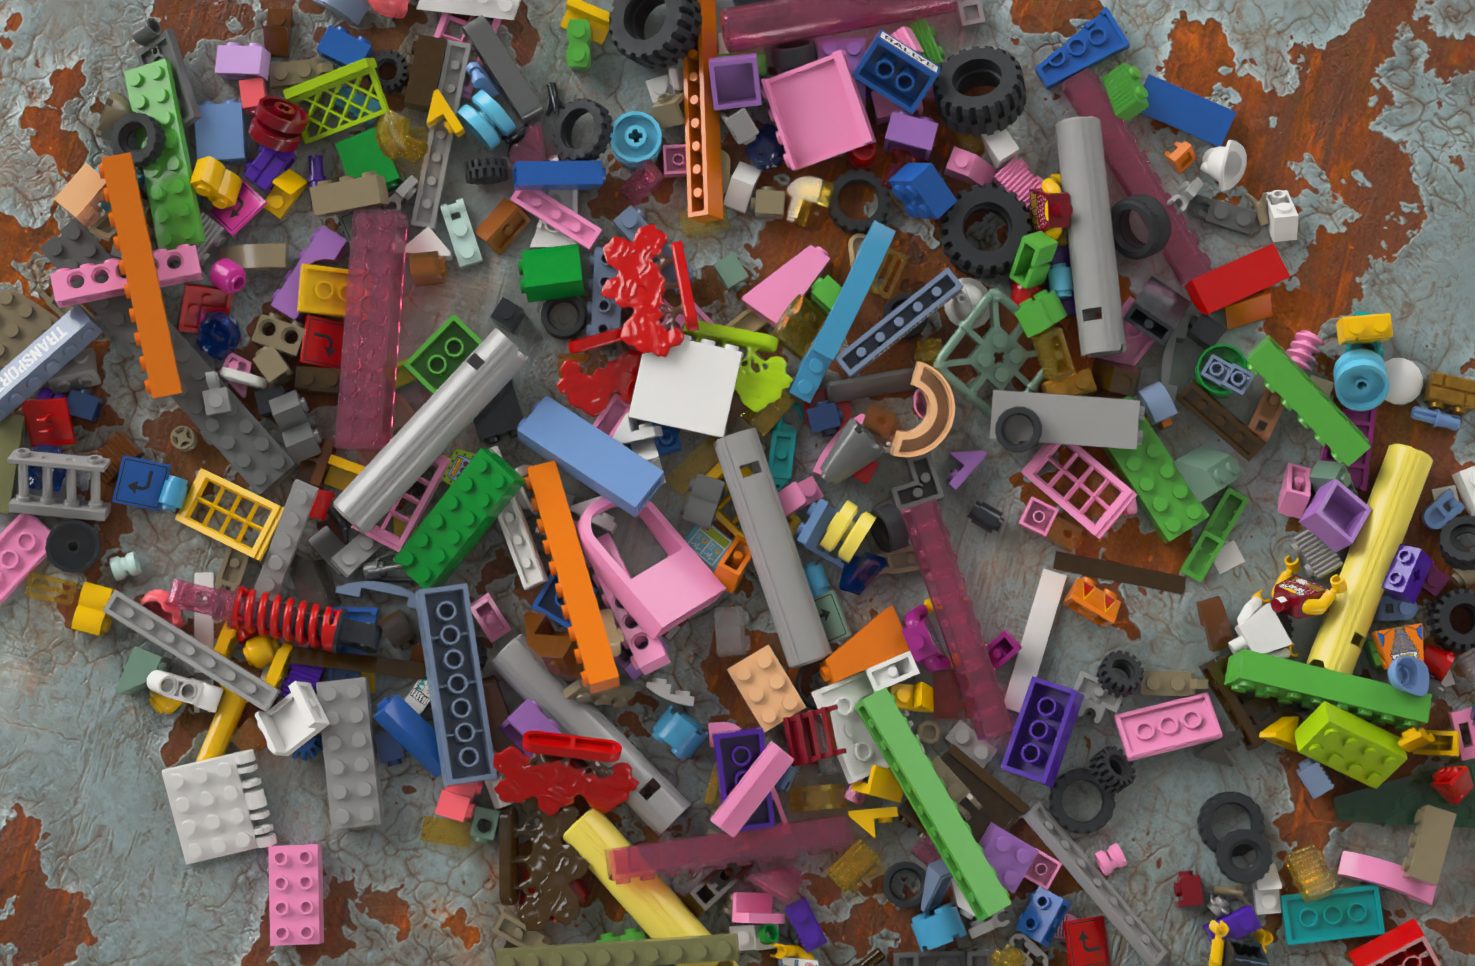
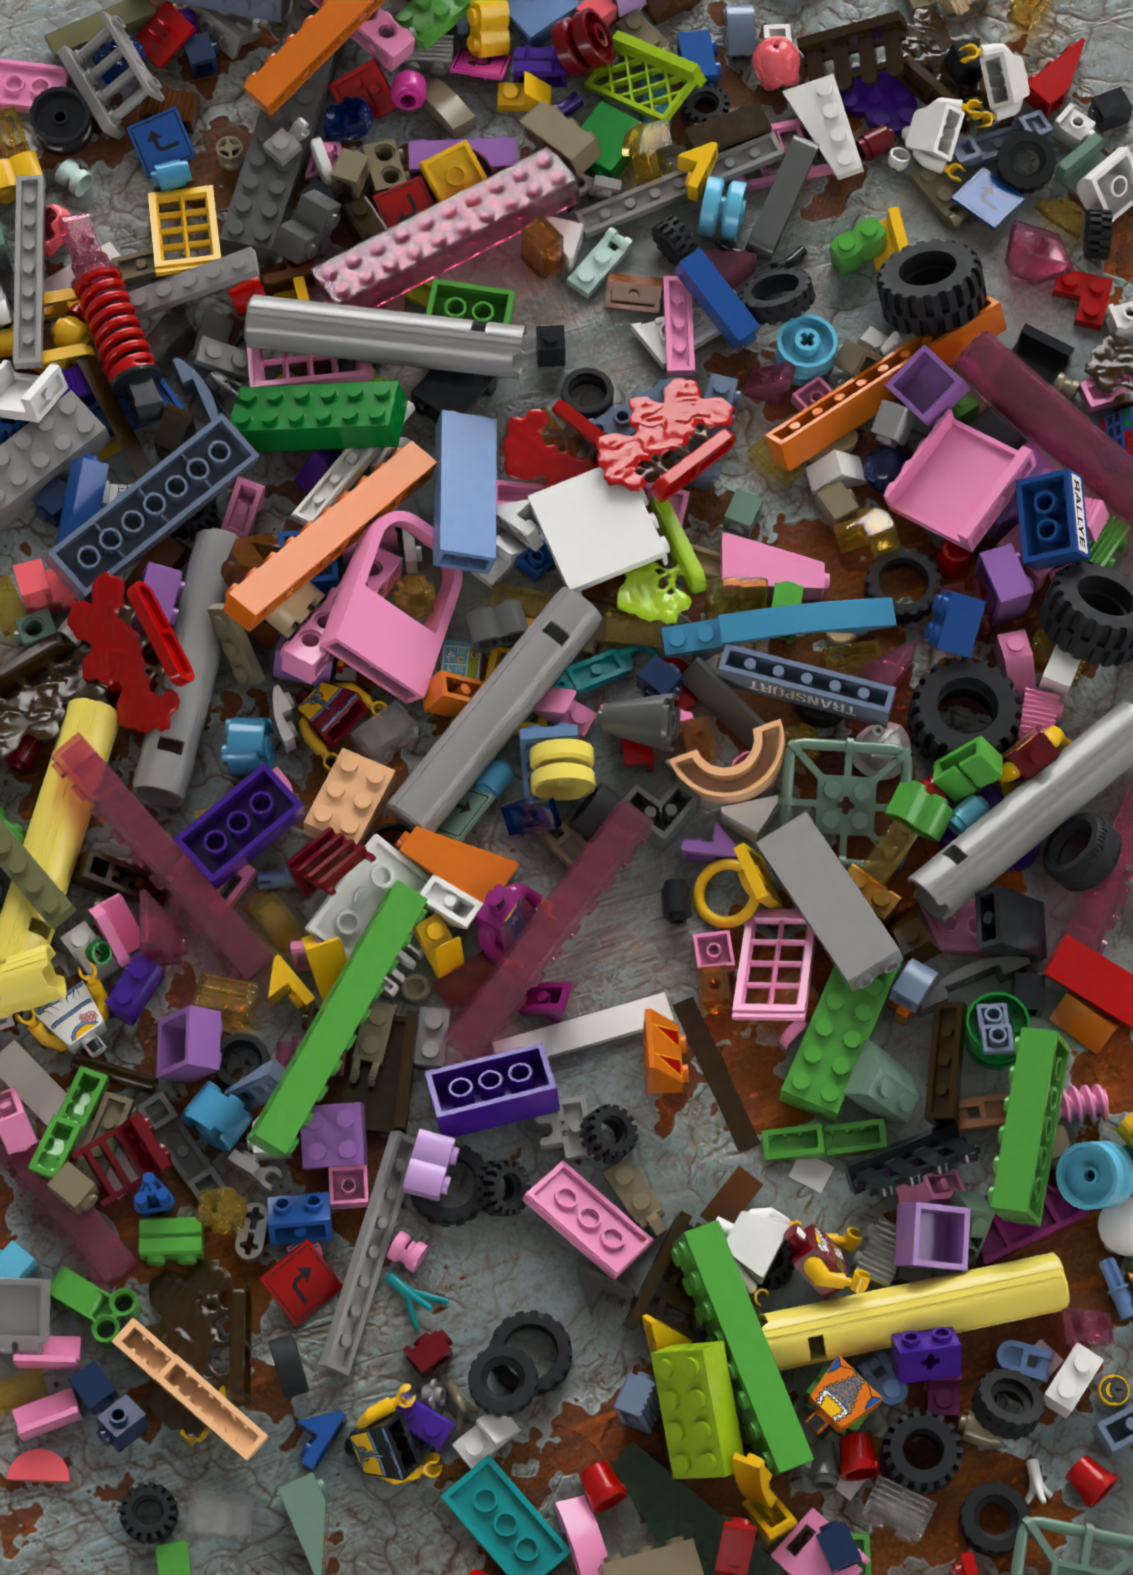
camera: 55 degrees right, 15 degrees down
(482, 79) = (760, 184): medium blue plate -> none
(495, 546) = (315, 468): none -> dark purple slope
(551, 273) = (620, 355): green brick -> none
(641, 542) = (415, 595): none -> clear yellow brick
(692, 659) = (331, 713): none -> torso
(752, 789) = (233, 830): bright pink panel -> none
(875, 914) = (189, 1045): none -> medium lavender piece
(922, 263) = (891, 667): none -> clear pink slope
(962, 426) = (749, 817): none -> white slope
(996, 453) = (754, 880): none -> yellow tile
(1004, 441) = (779, 836): black tyre -> none
(1068, 807) = (430, 1164): none -> lavender brick
(1139, 877) = (416, 1295): none -> teal plant
(1264, 488) = (909, 1161): none -> black fence
(1310, 873) = (532, 1467): clear yellow brick -> none
(1349, 837) = (602, 1487): none -> red piece
(1409, 675) = (816, 1417): medium blue cap -> none
(1449, 458) = (1086, 1328): none -> clear pink slope

